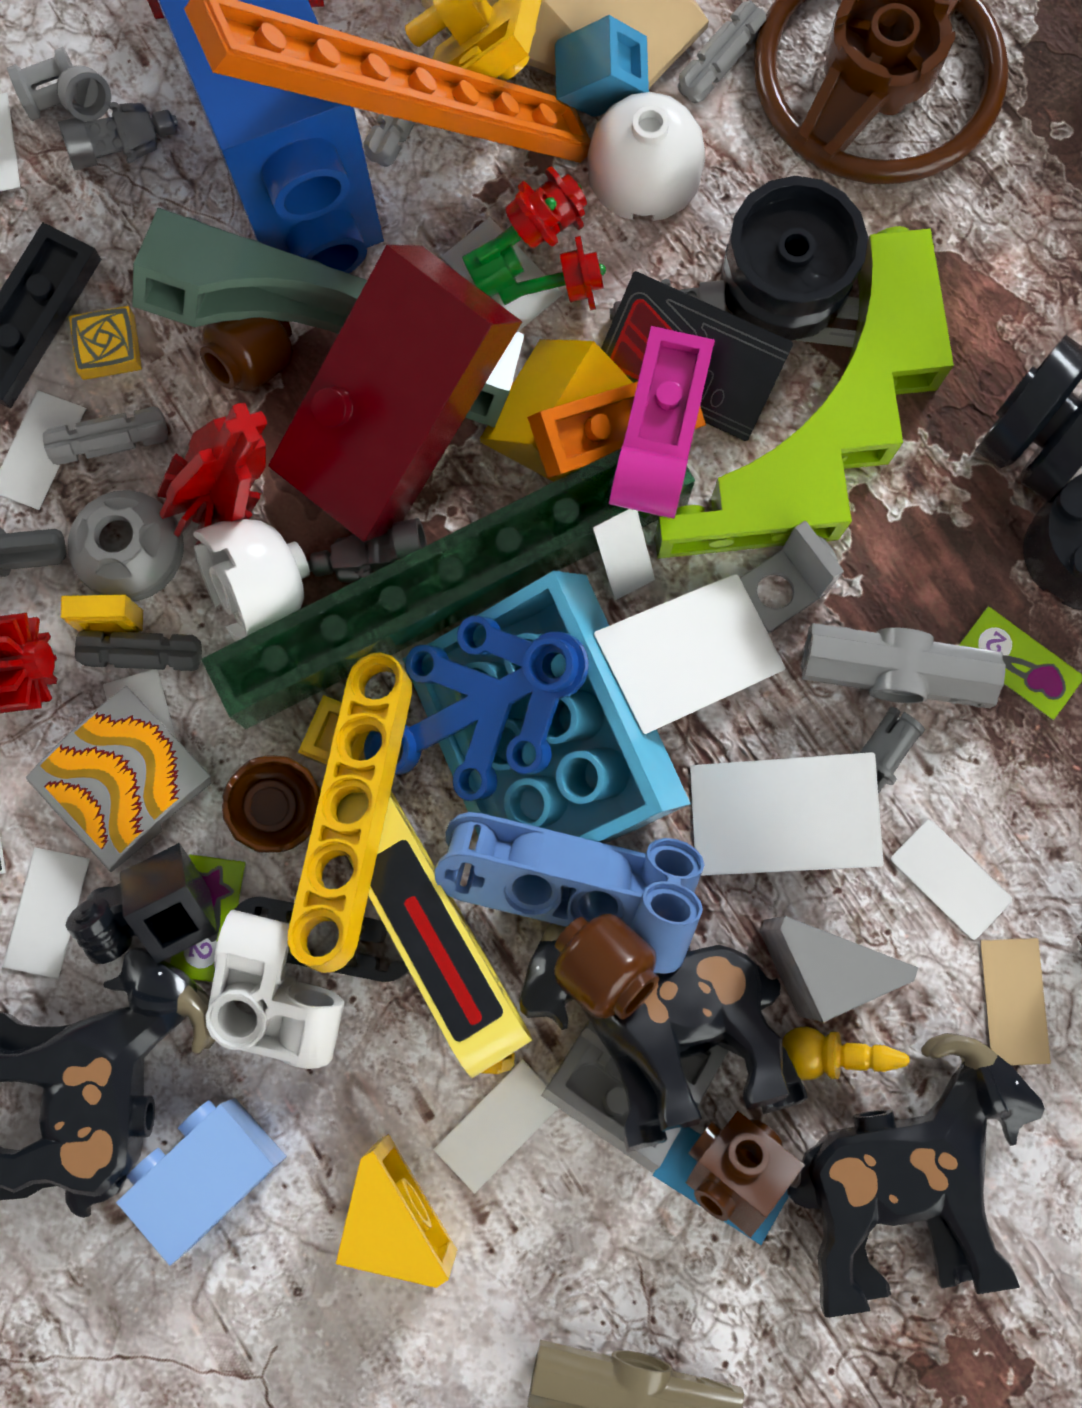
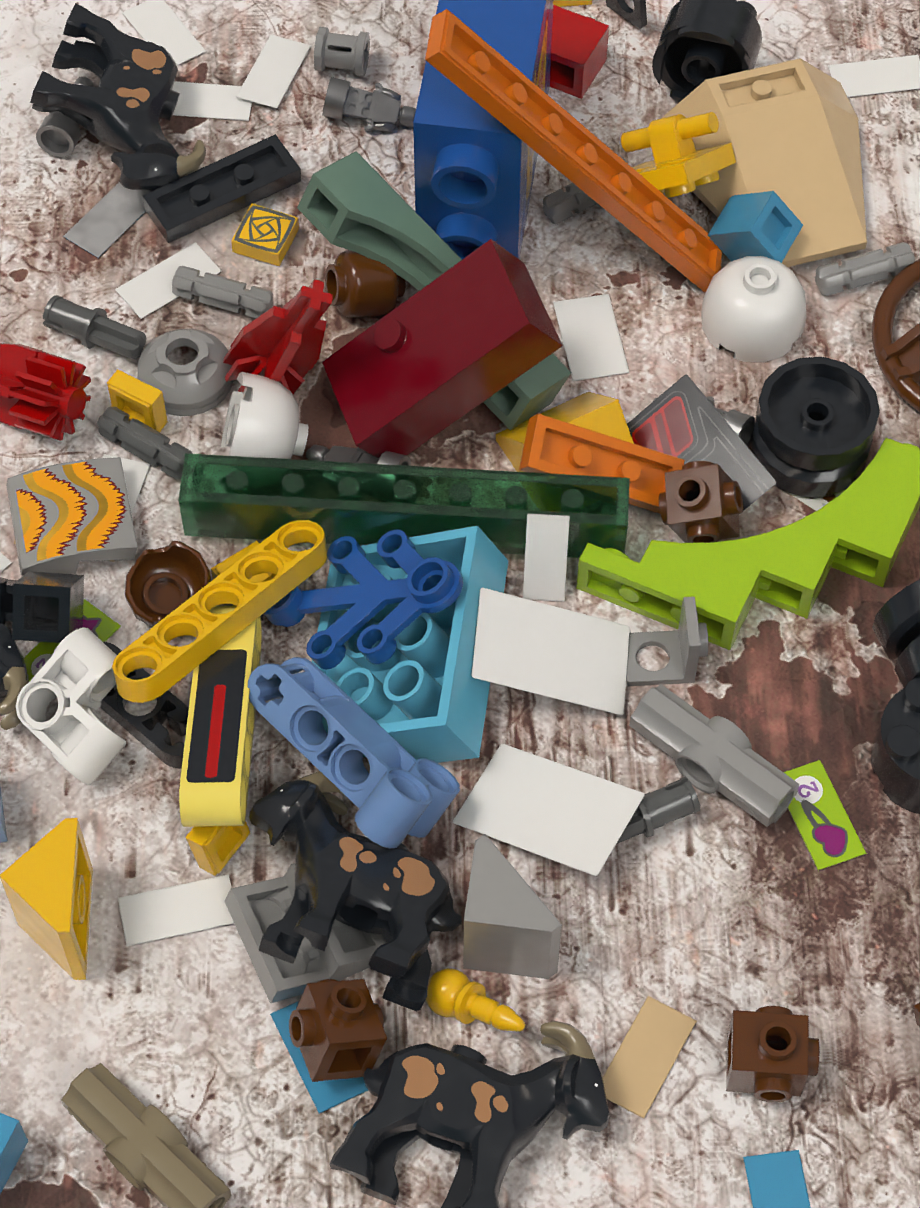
camera: 30 degrees right, 20 degrees down
(92, 93) = (367, 72): light grey hinge -> none
(538, 218) = (627, 296): red plant -> none
(605, 966) = (329, 798): reddish brown head -> none
(662, 422) = (622, 468): dark pink plate -> none
(761, 396) = (701, 503): none -> reddish brown brick
(951, 879) = (654, 939): white sticker -> none

